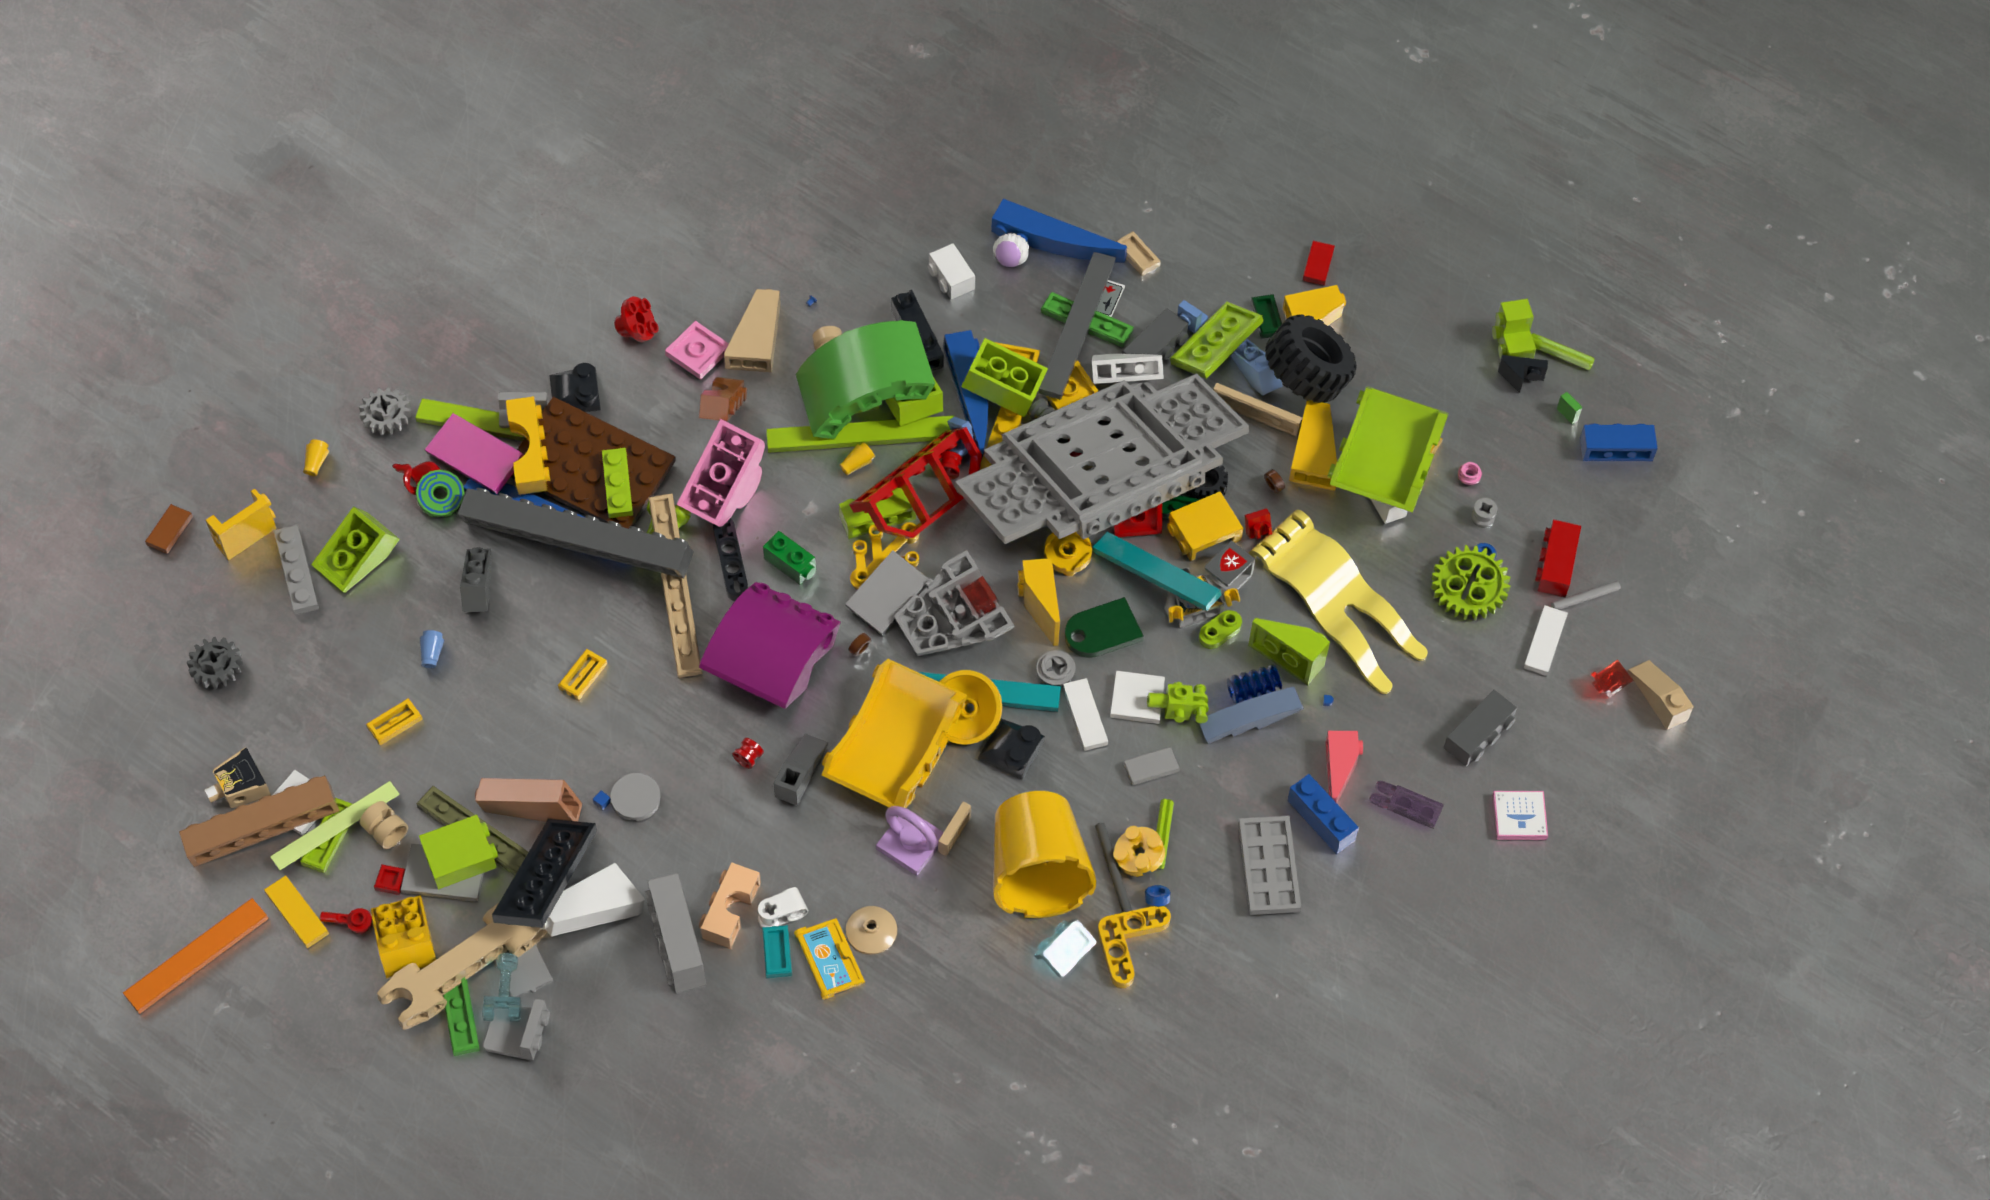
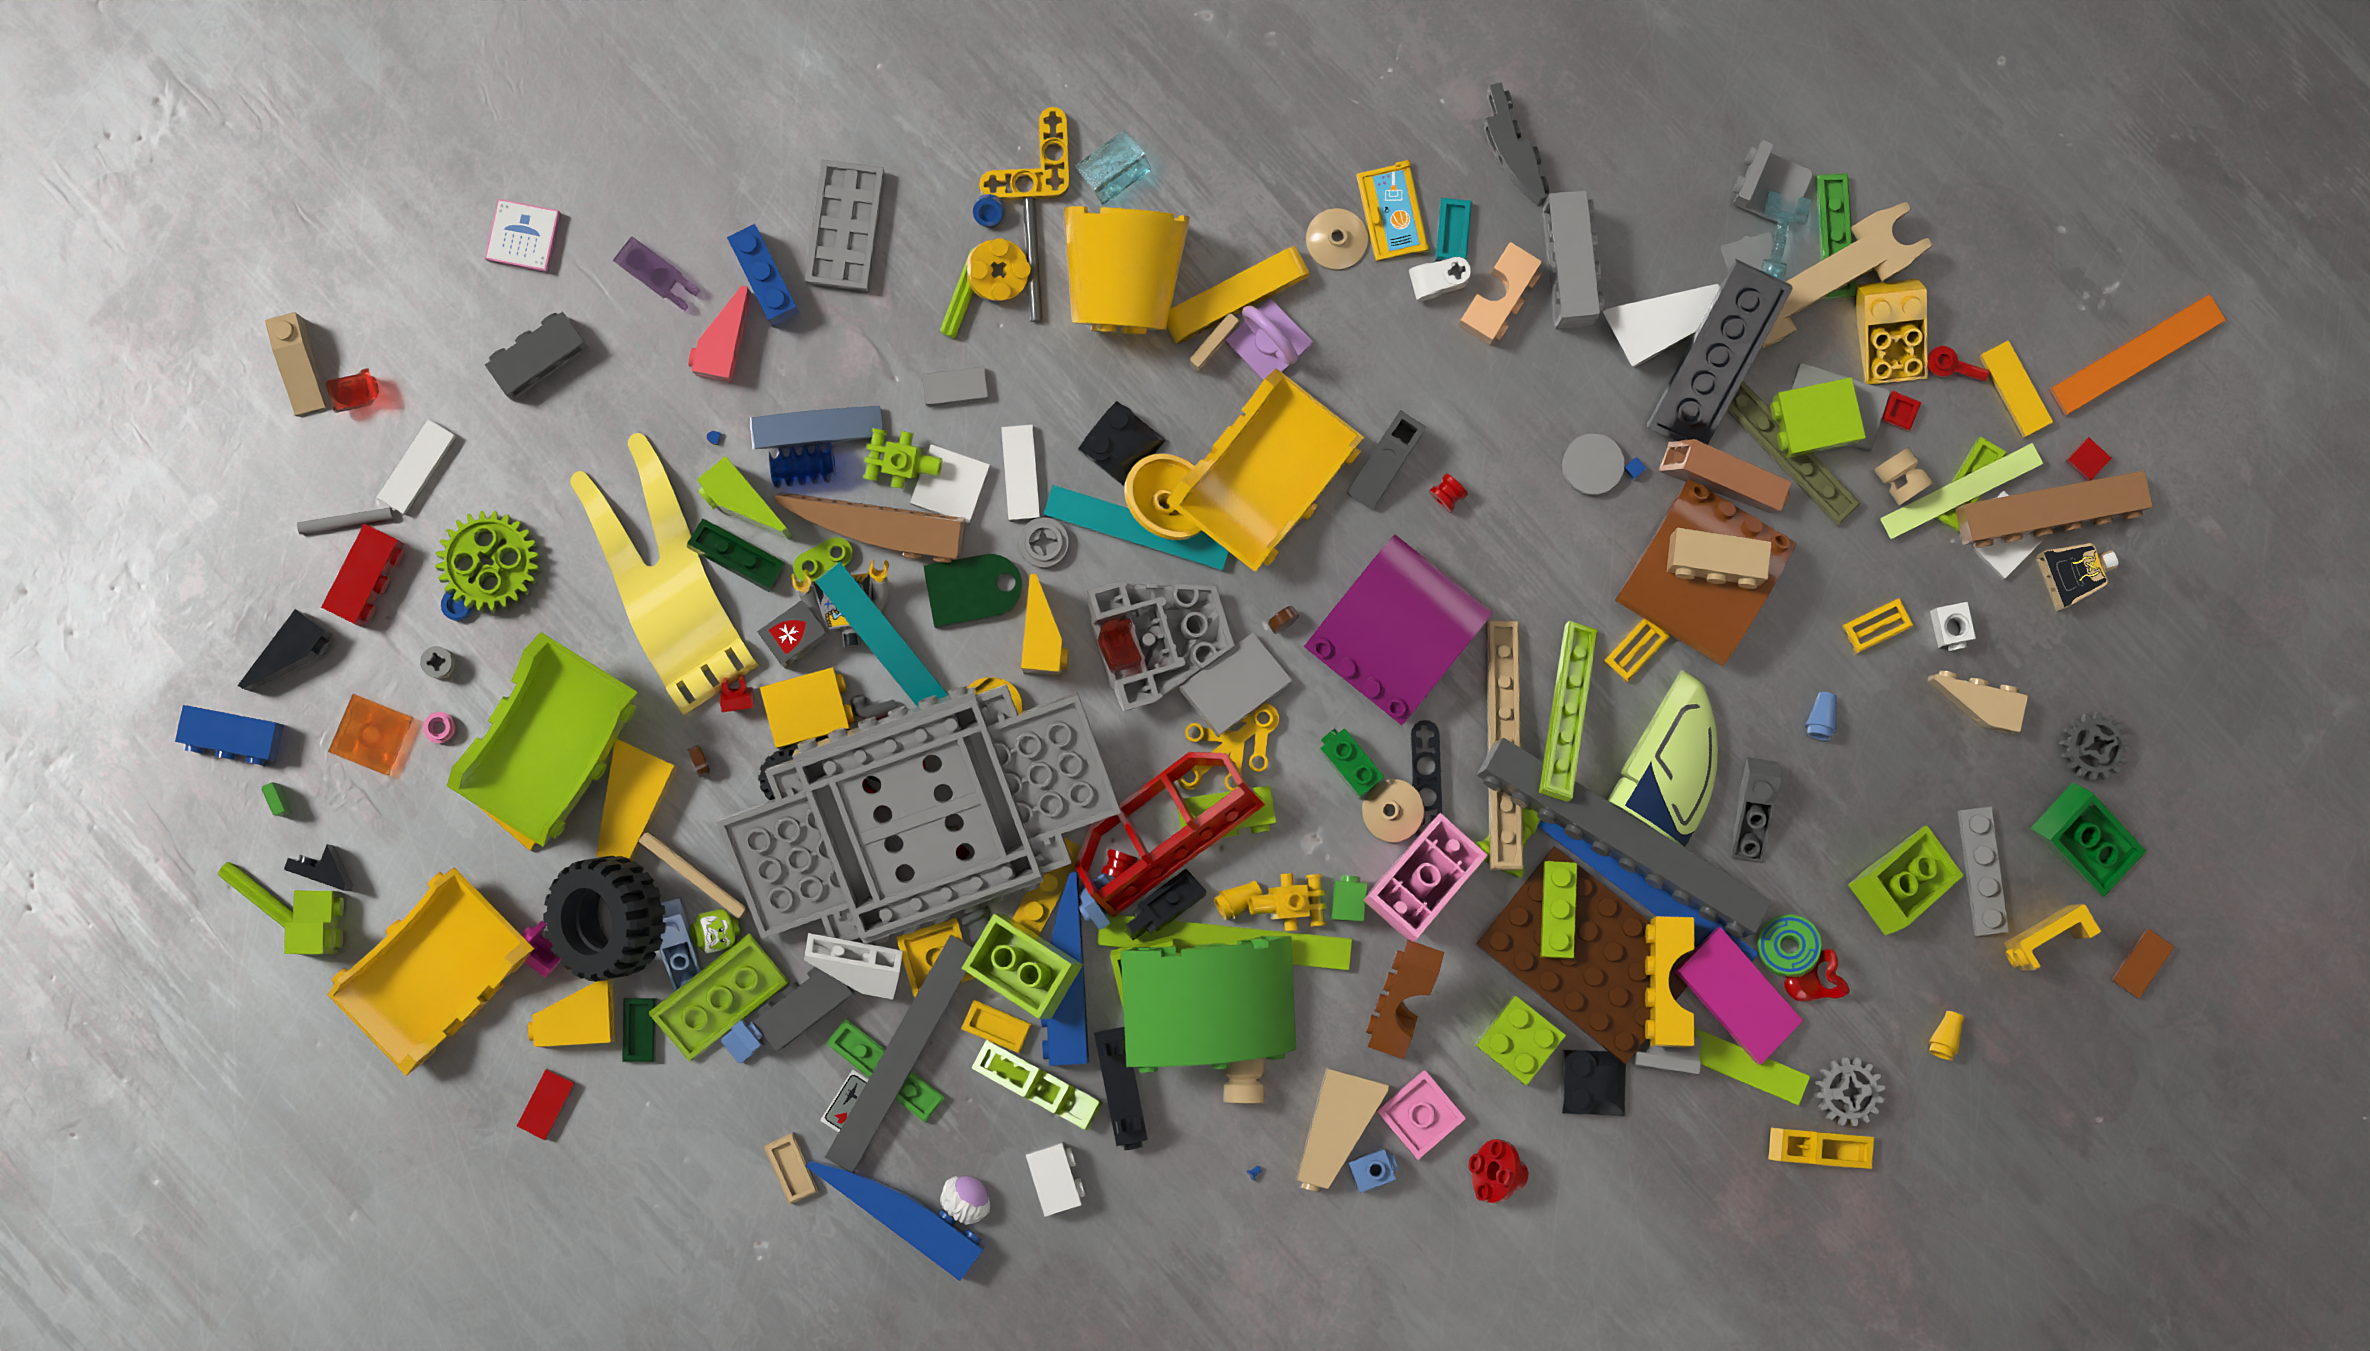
camera: 170 degrees left, 25 degrees up
(217, 600) = (2088, 838): none -> green slope
(232, 869) = (2088, 459): none -> red tile
(301, 676) = (1986, 705): none -> tan slope
(337, 735) = (1959, 613): none -> white brick
(403, 374) = (1821, 1148): none -> yellow slope
(528, 714) = (1718, 558): none -> tan brick
(534, 723) = (1693, 610): none -> dark orange slope
(546, 593) = (1673, 764): none -> yellowish green panel
(629, 607) = (1568, 711): none -> lime tile
(633, 403) = (1519, 1040): none -> lime brick
(726, 310) = (1373, 1169): none -> medium blue brick
(737, 1015) = (1516, 157): none -> dark grey slope
(745, 538) = (1408, 810): none -> tan dish
(775, 467) = (1348, 899): none -> bright green brick
(816, 461) = (1291, 902): none -> yellow piece
(909, 442) = (1165, 904): none -> black hinge
(943, 868) = (1236, 293): none -> yellow beam
(982, 325) = (1037, 1085): none -> lime slope
(1157, 534) = (864, 710): none -> dark grey arm
(1186, 654) = (883, 526): none -> medium nougat slope
(1232, 375) = (714, 930): none -> lime head
(1286, 614) = (735, 555): none -> dark green plate
(1357, 344) = (541, 957): none -> dark pink bracket
(1425, 316) = (430, 971): none -> yellow panel
(1517, 462) = (370, 734): none -> clear orange plate
(1594, 501) = (292, 646): none -> black slope

